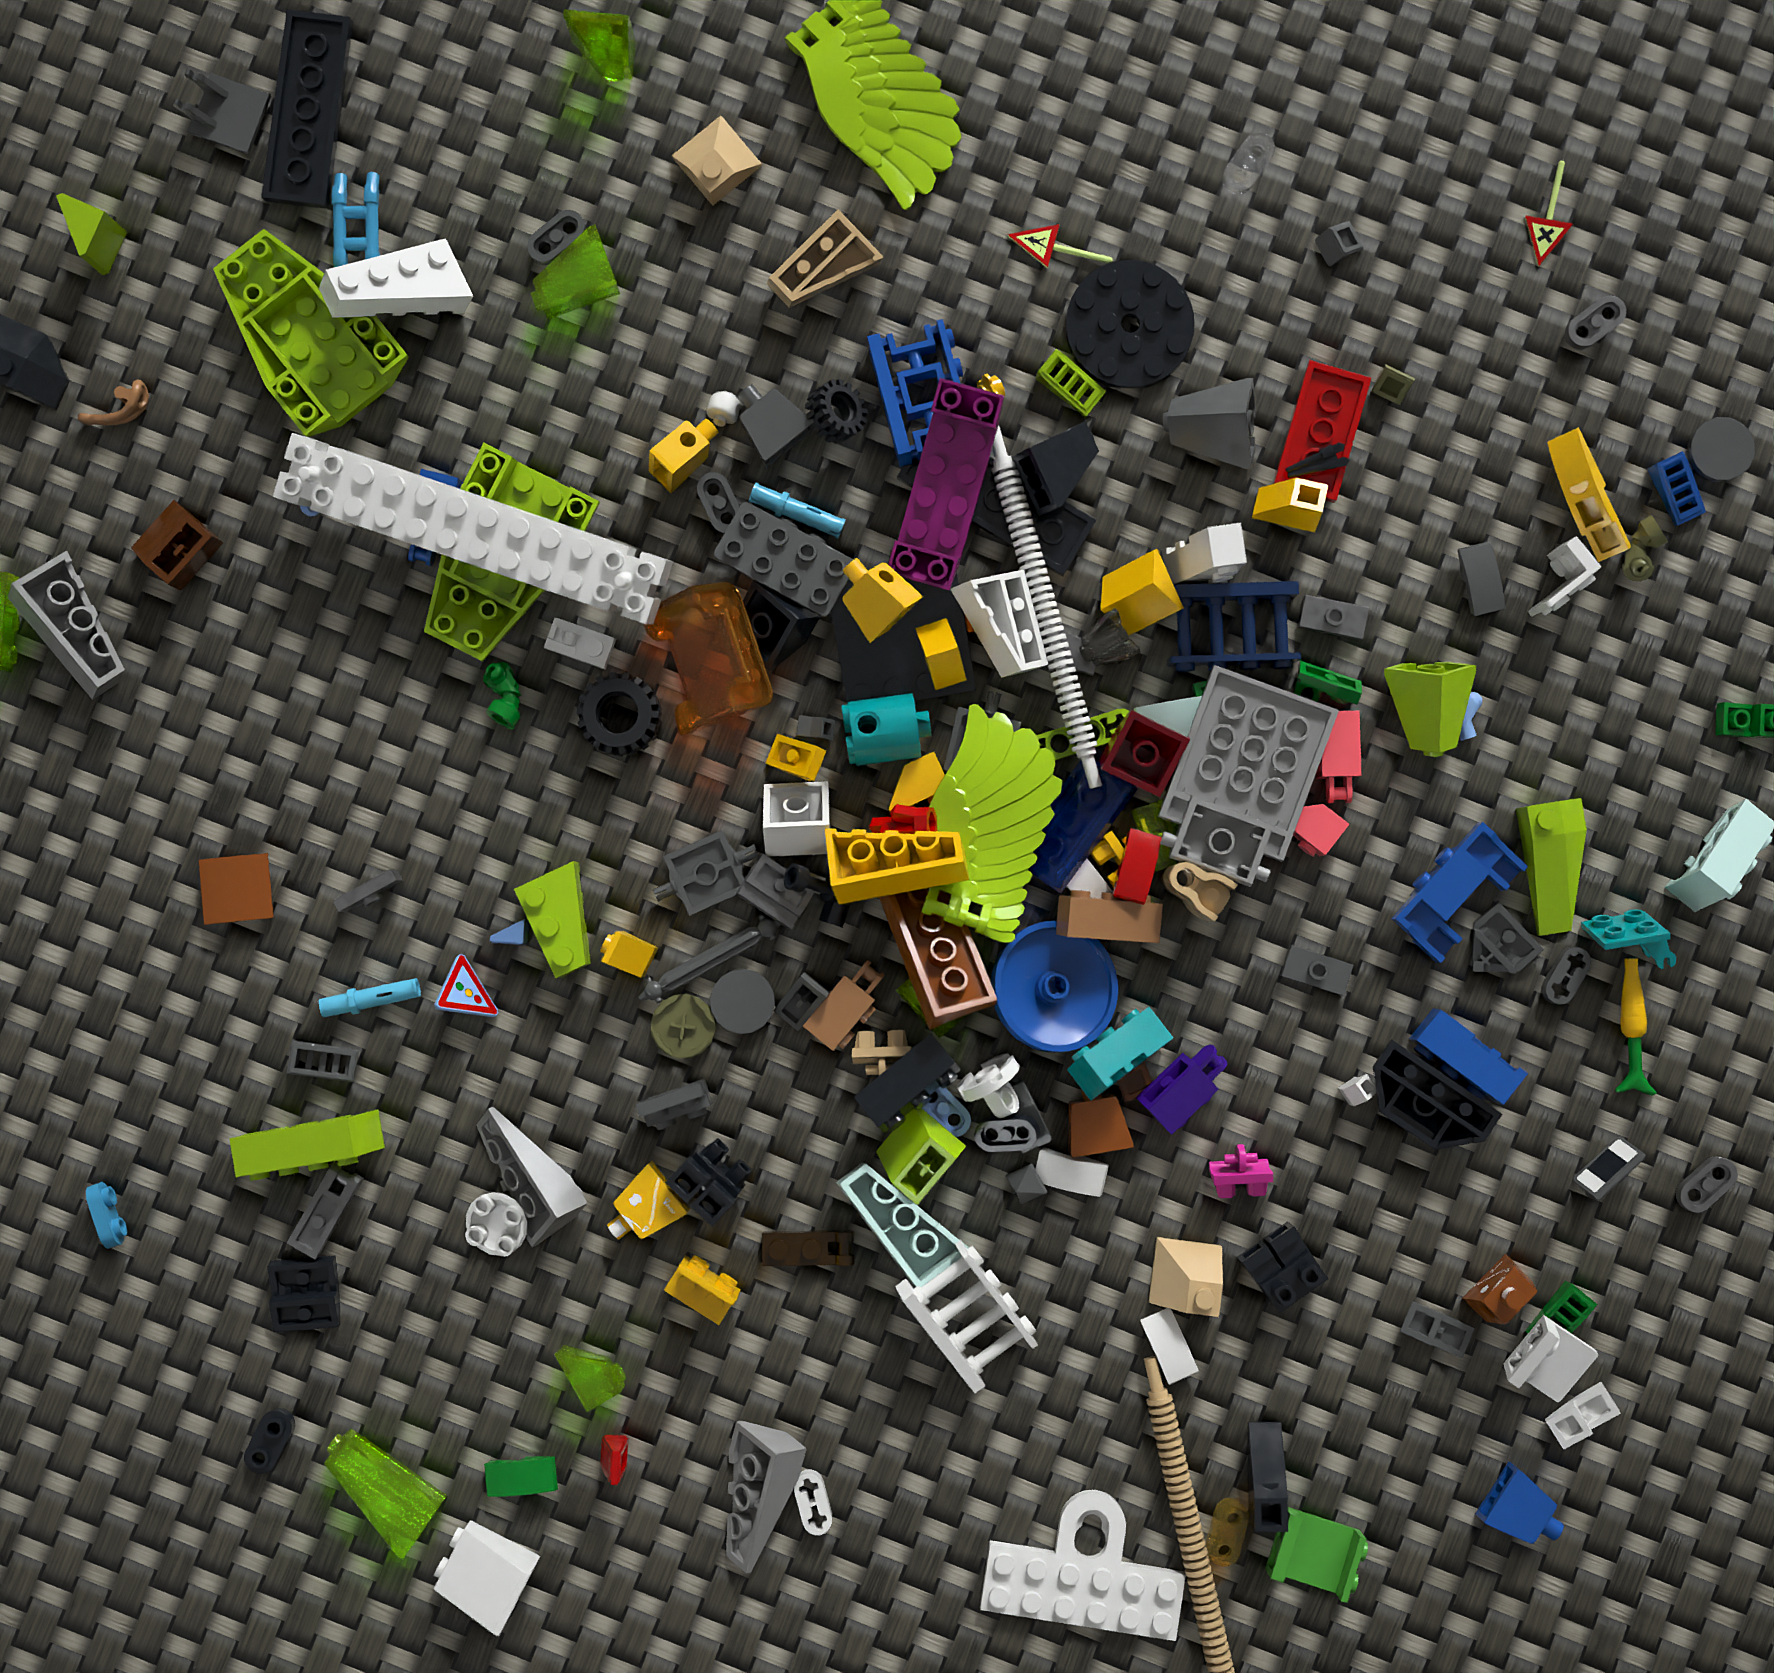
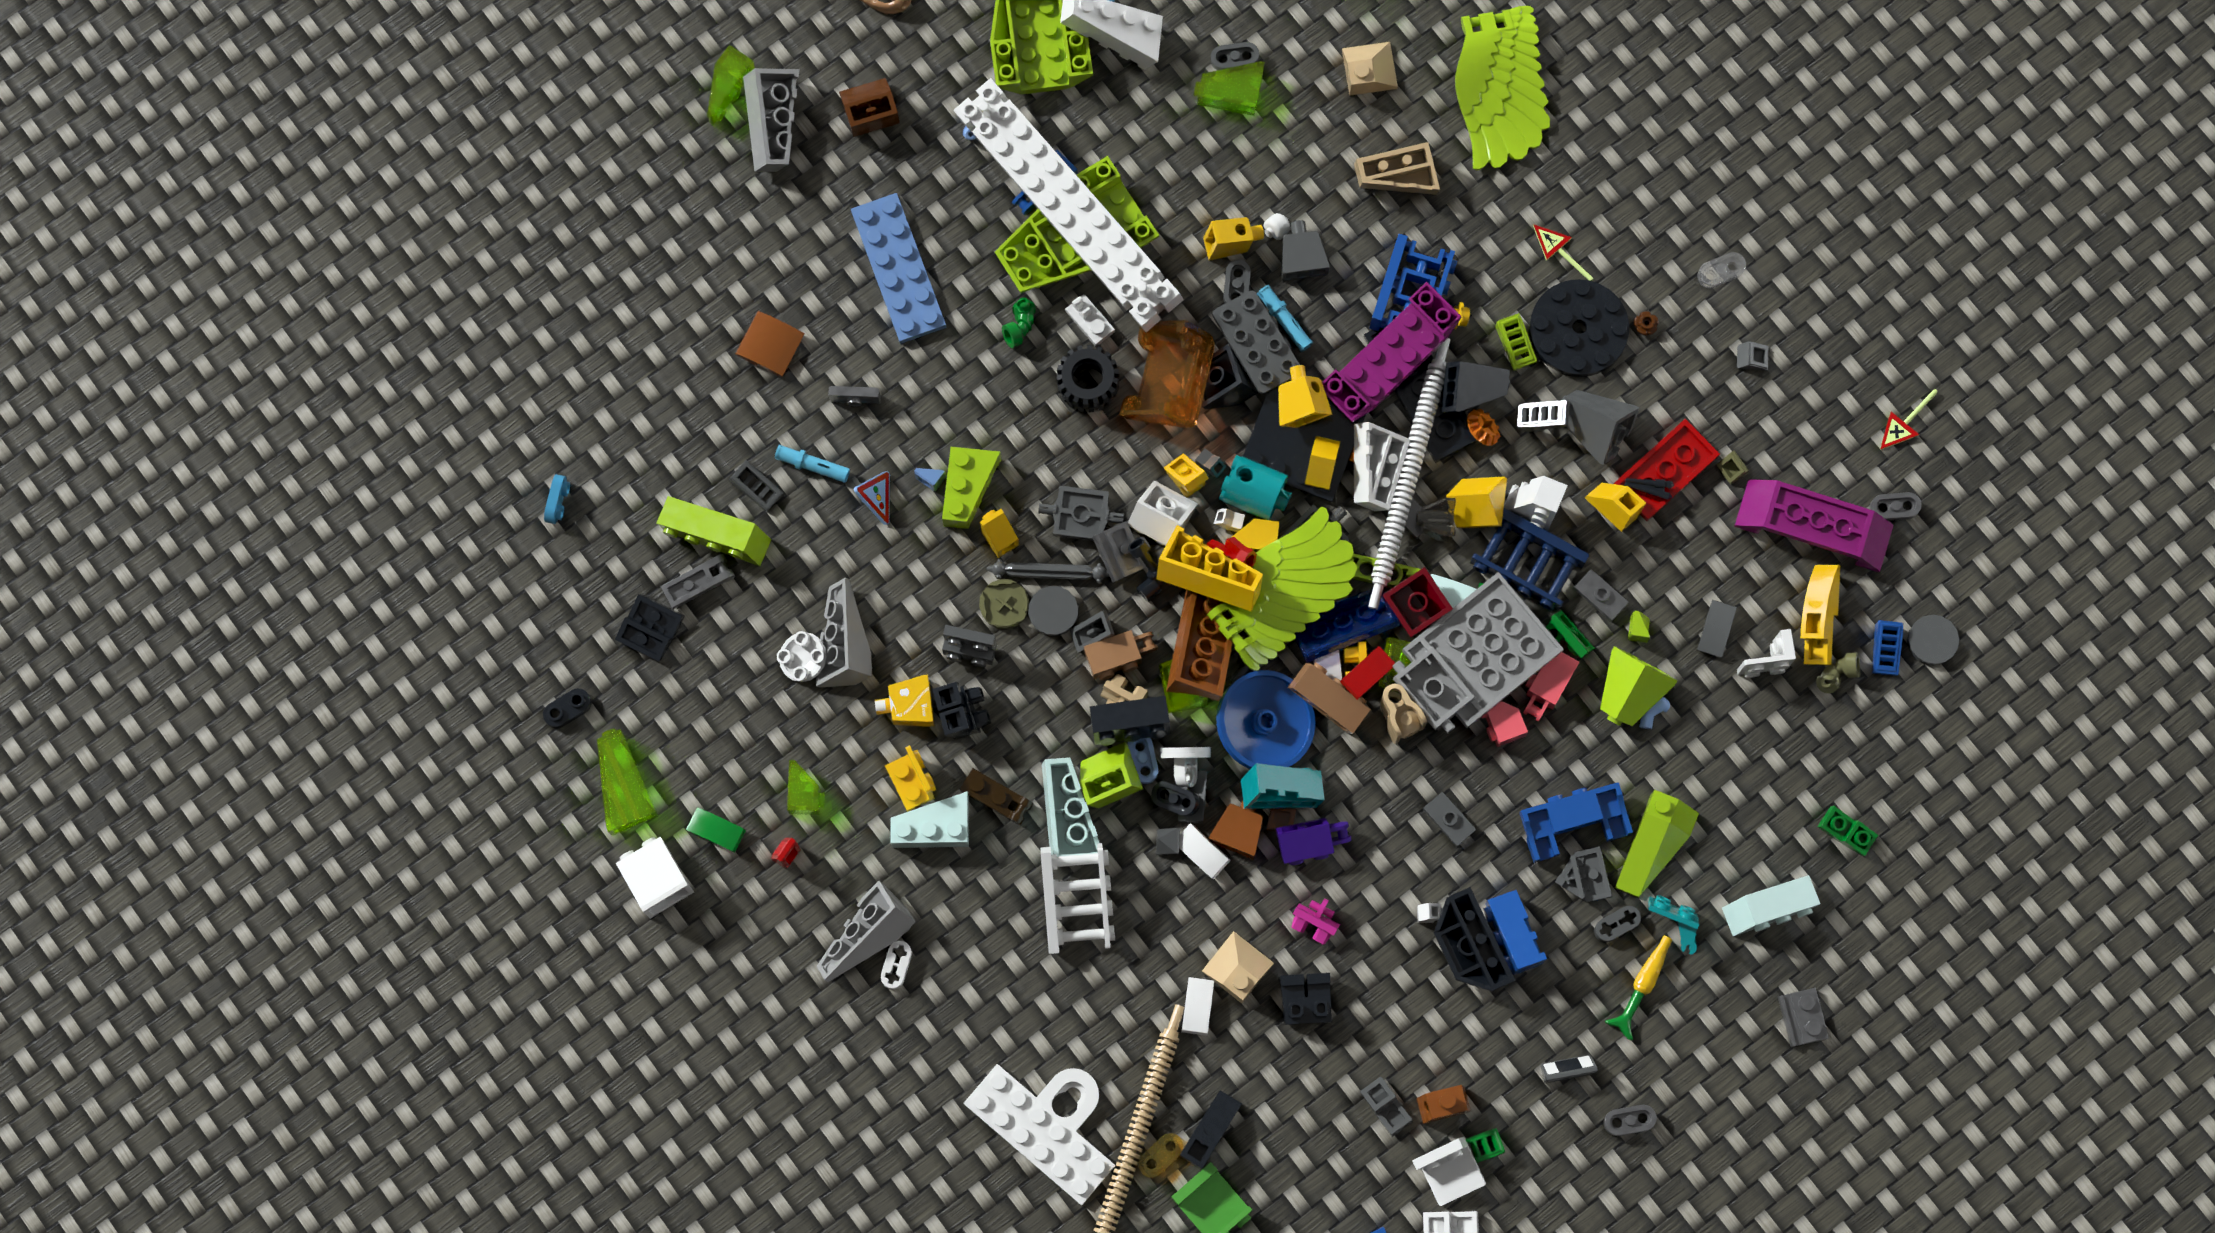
camera: 35 degrees right, 10 degrees down
(326, 712) = (898, 268): none -> medium blue plate
(760, 1326) = (933, 825): none -> light aqua wedge
(824, 416) = (1339, 272): black tyre -> none
(875, 780) = (1229, 520): none -> white piece
(1083, 500) = (1486, 436): none -> orange gear
(1135, 459) = (1528, 415): none -> slope
(1201, 283) = (1646, 329): none -> reddish brown plate
(1396, 630) = (1639, 627): none -> lime slope
(1518, 393) = (1815, 521): none -> magenta slope

